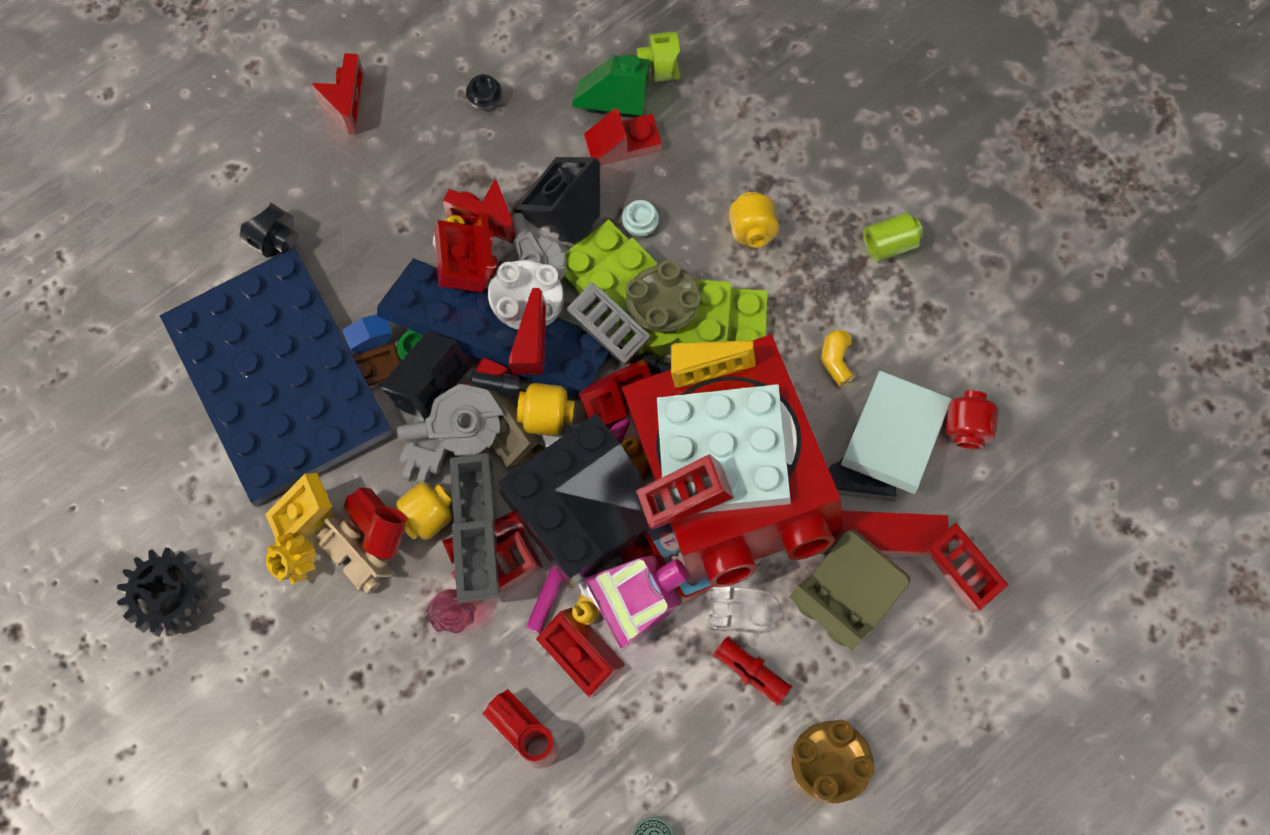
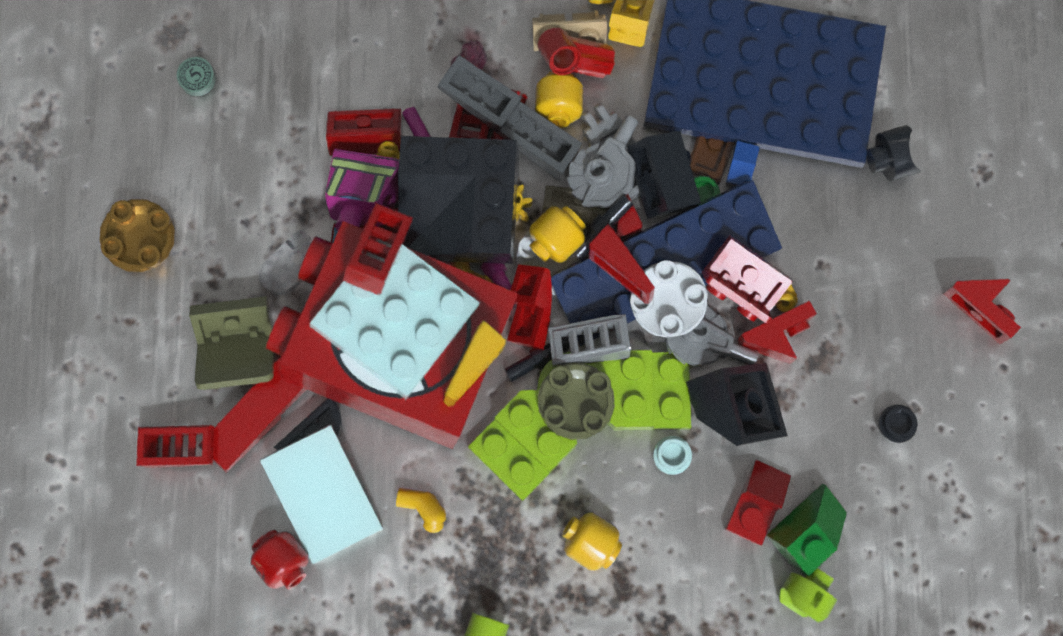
camera: 130 degrees right, 10 degrees up
(520, 728) = (345, 45): red piece -> none
(752, 671) = (245, 234): red pin -> none

